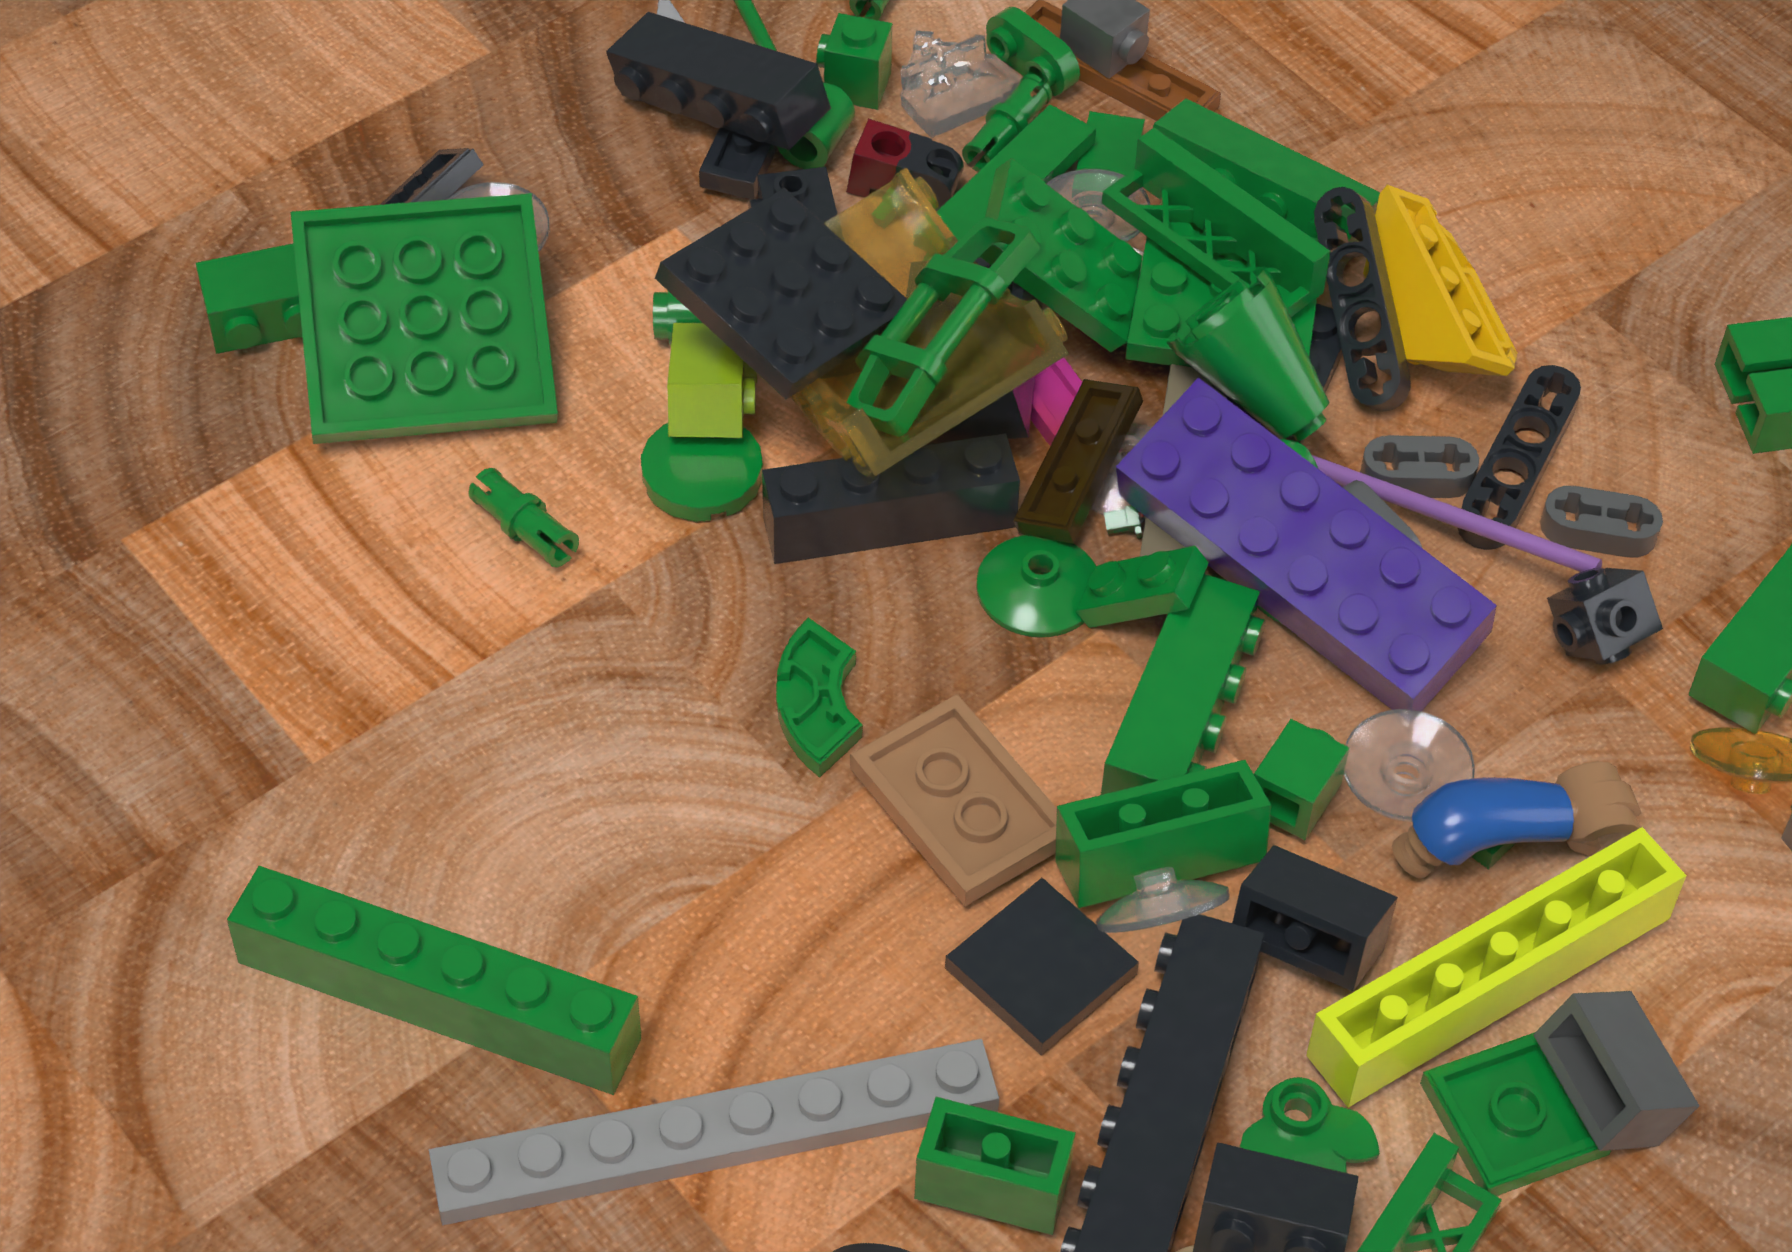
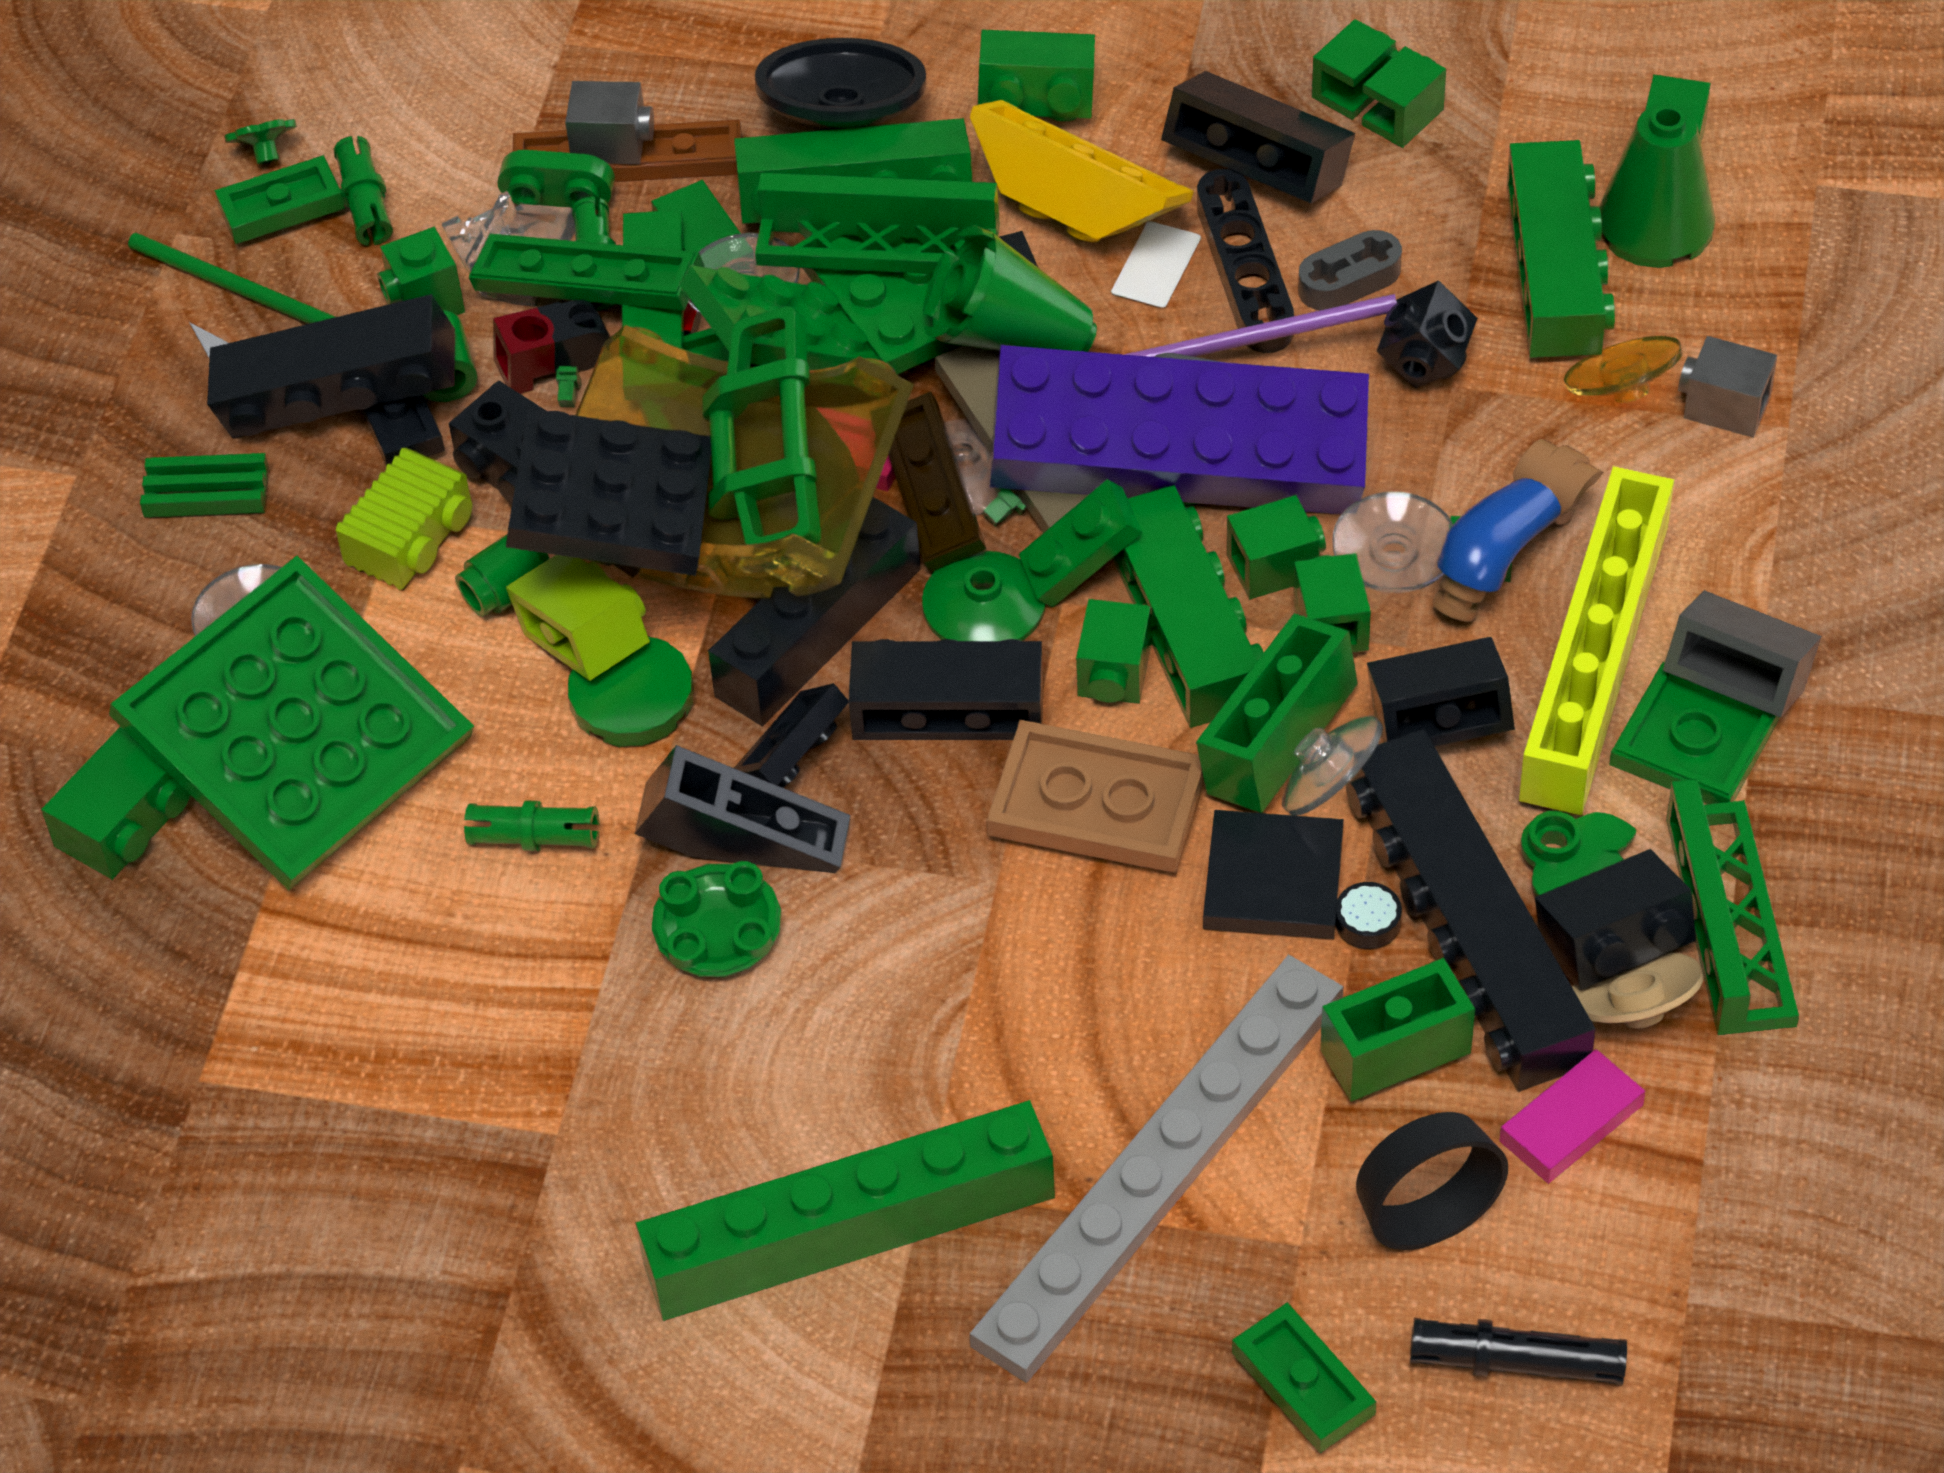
camera: 35 degrees left, 0 degrees up
(438, 177) = (161, 616): black plate -> none
(570, 110) = (205, 477): none -> green tile
(581, 683) = (716, 918): none -> green dish
(659, 222) = (404, 518): none -> lime brick
(673, 618) = (737, 817): none -> black slope
(797, 581) = (800, 727): none -> black plate
(812, 698) = (902, 804): green tile -> none
(927, 629) = (944, 689): none -> black brick
(971, 122) = (583, 271): none -> green tile
(1083, 1056) = (1368, 915): none -> tile
(1086, 692) = (1113, 651): none -> green brick
(1305, 691) = (1268, 541): none -> green brick
(1316, 108) = (840, 82): none -> black dish
(1368, 296) = (1033, 205): black beam -> none
(1421, 463) = (1174, 312): dark grey beam -> none
(1448, 411) = (1156, 264): none -> white sticker
(1486, 198) = (1038, 72): none -> green brick
(1621, 362) = (1258, 136): none -> black brick

